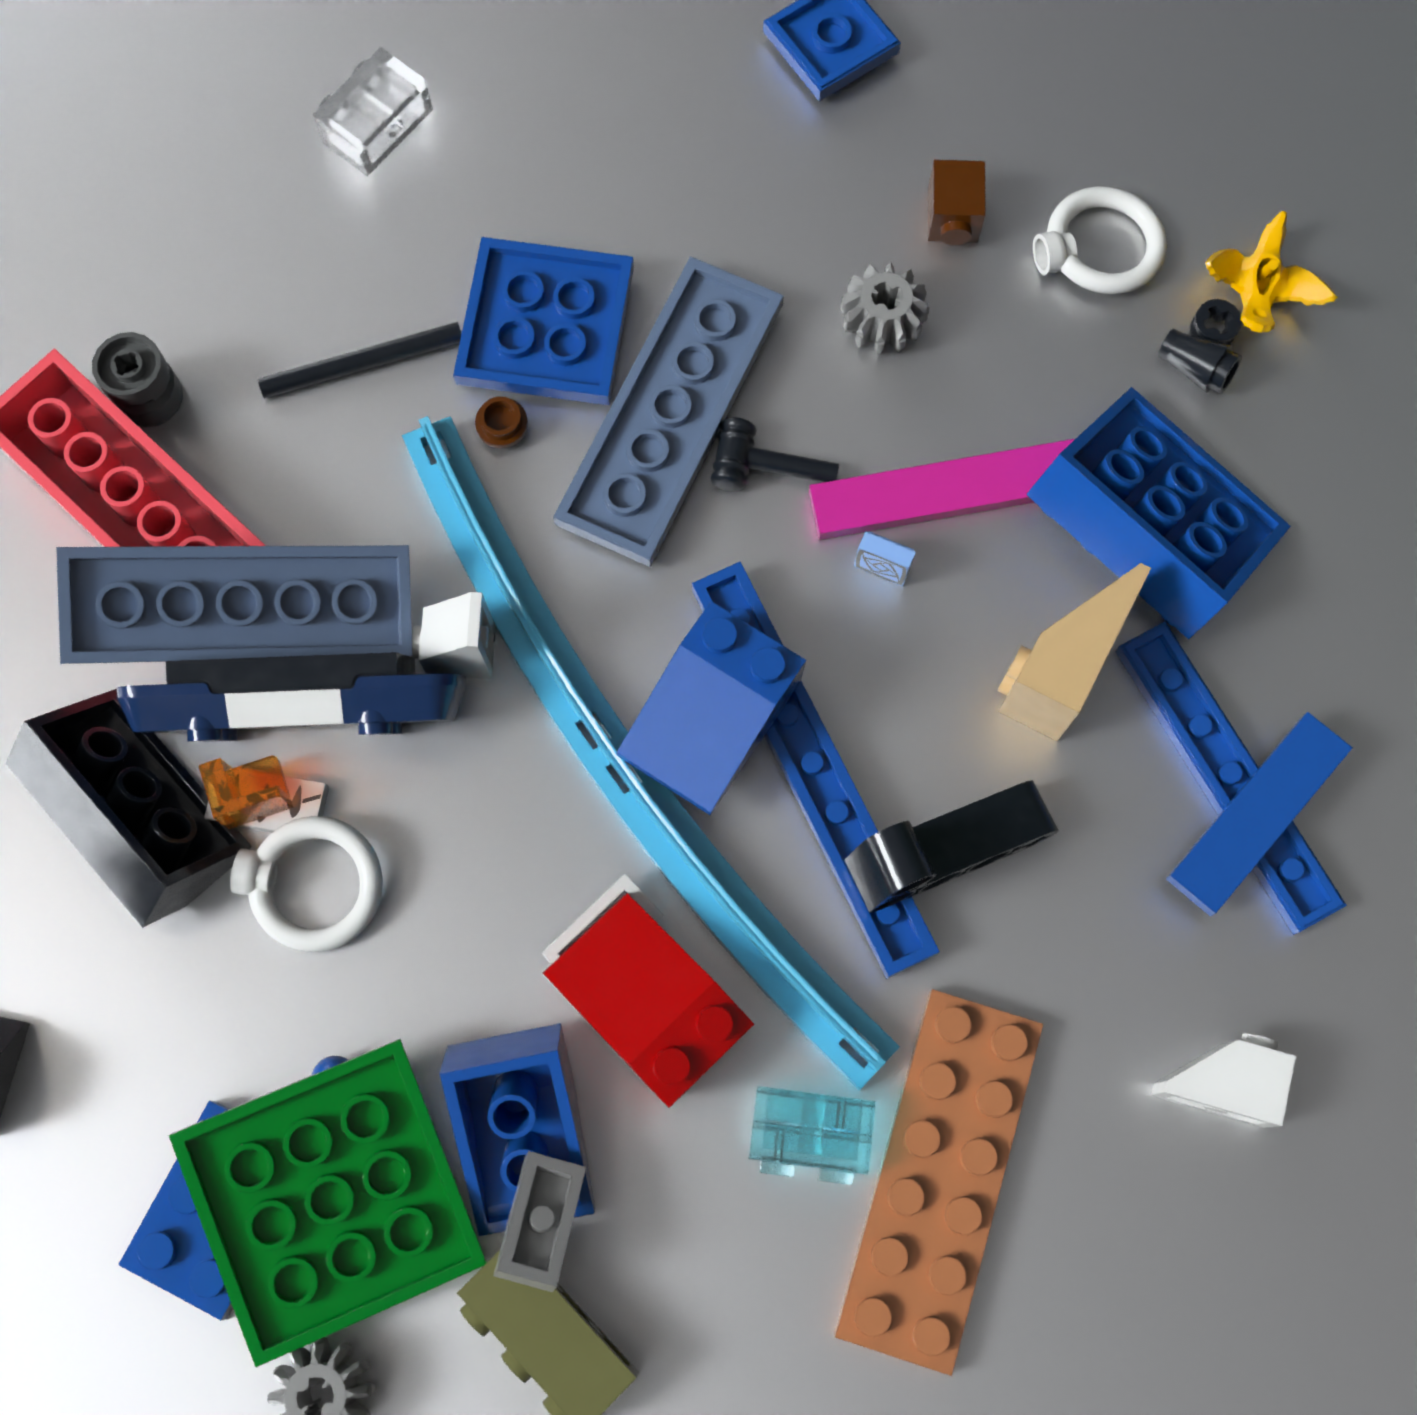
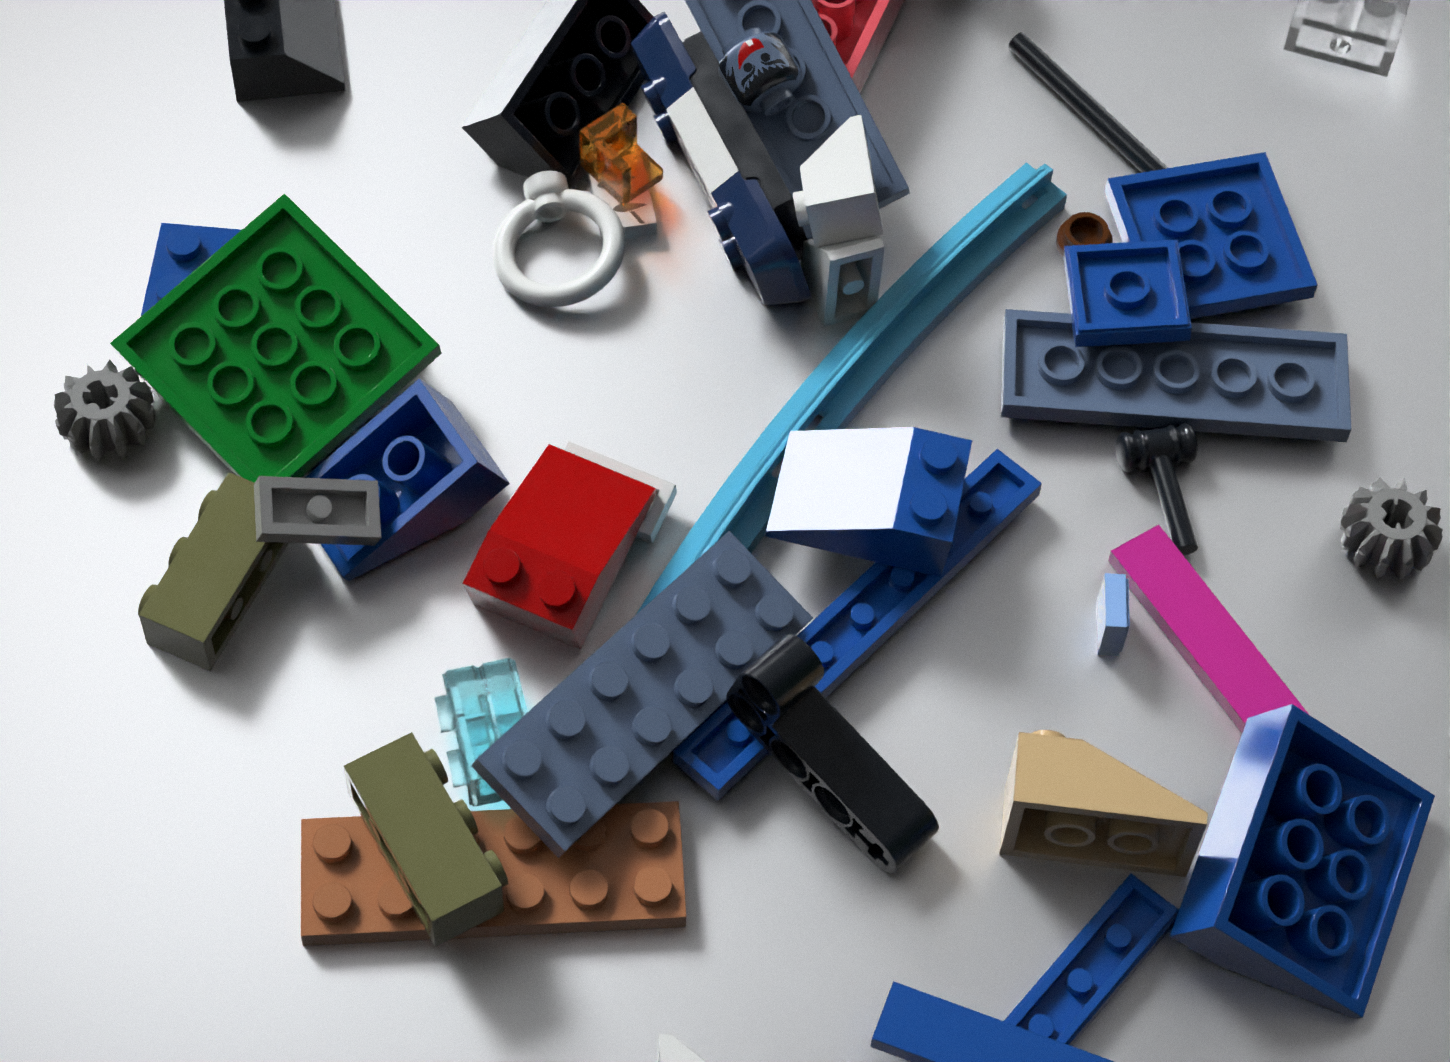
camera: 65 degrees right, 15 degrees down
(241, 625) = (760, 71): none -> head
(403, 604) = (839, 188): none -> white slope
(584, 410) = (1126, 293): none -> blue plate
(833, 985) = (639, 694): none -> sand blue plate
(917, 1232) = (426, 837): none -> olive brick

